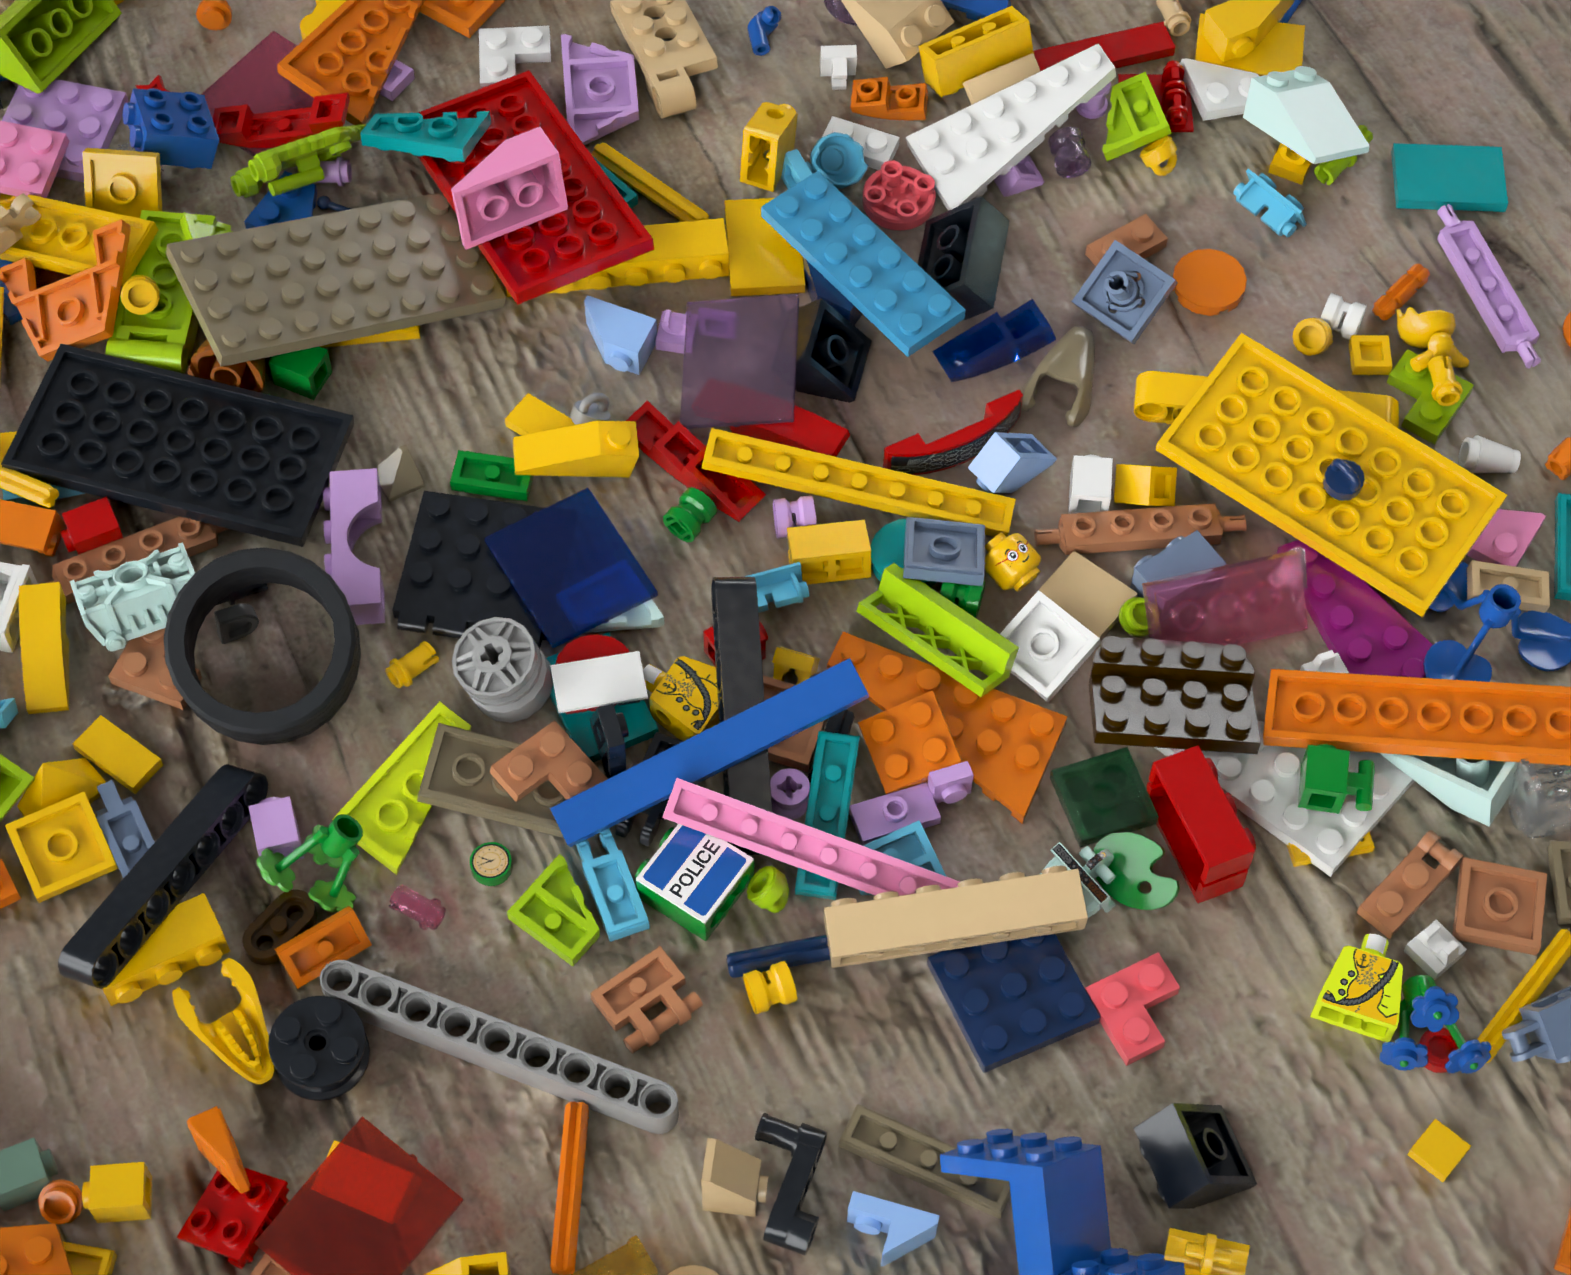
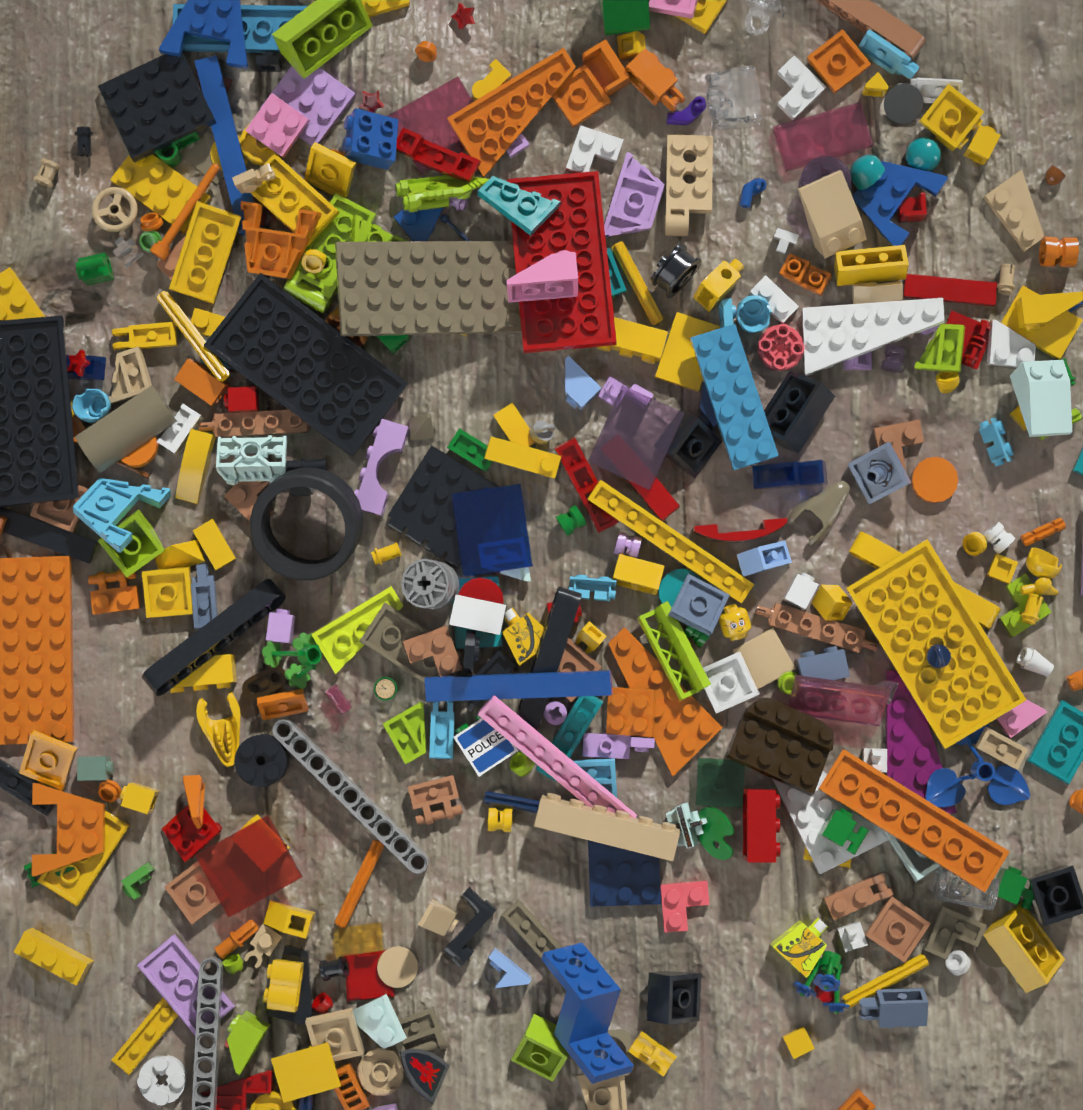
camera: 25 degrees right, 25 degrees up
(699, 142) = (675, 270): none -> black wheel

